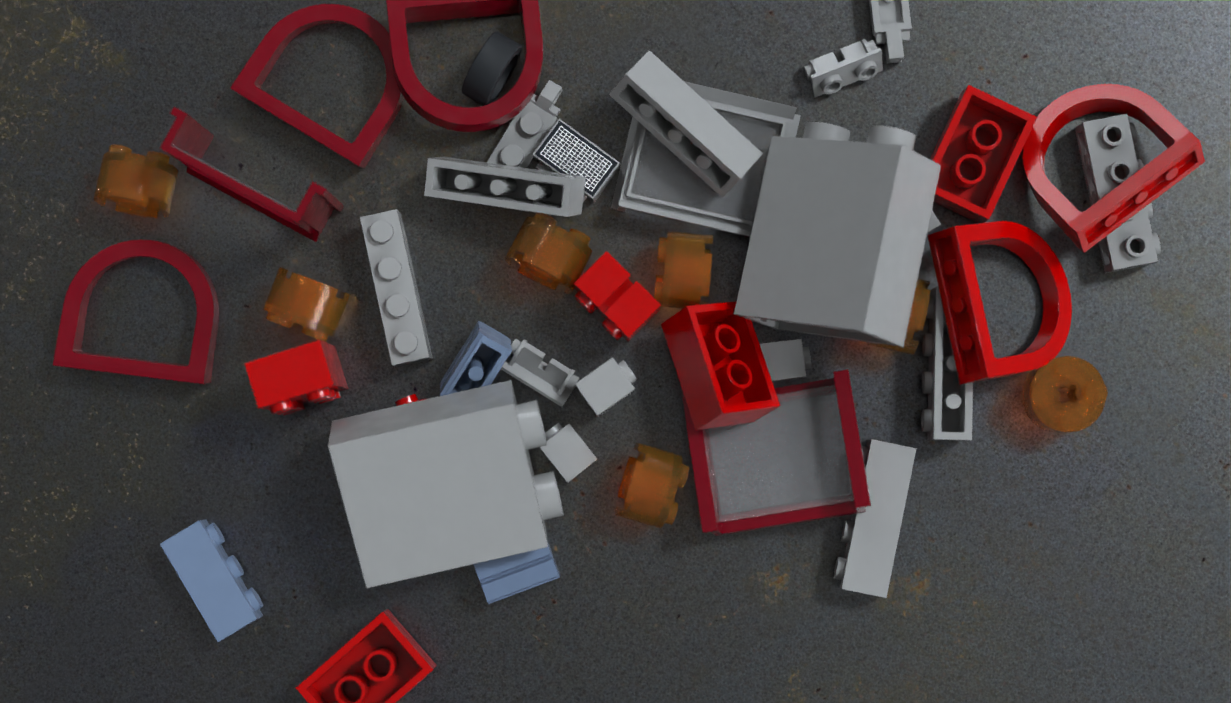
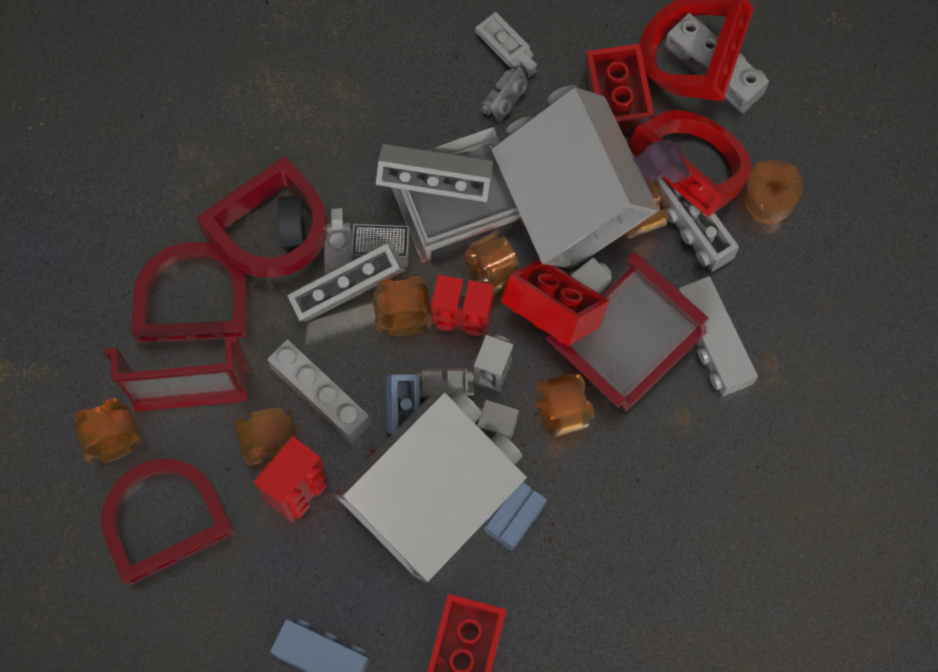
camera: 35 degrees left, 15 degrees down
(948, 293) = (662, 160): none -> clear purple brick

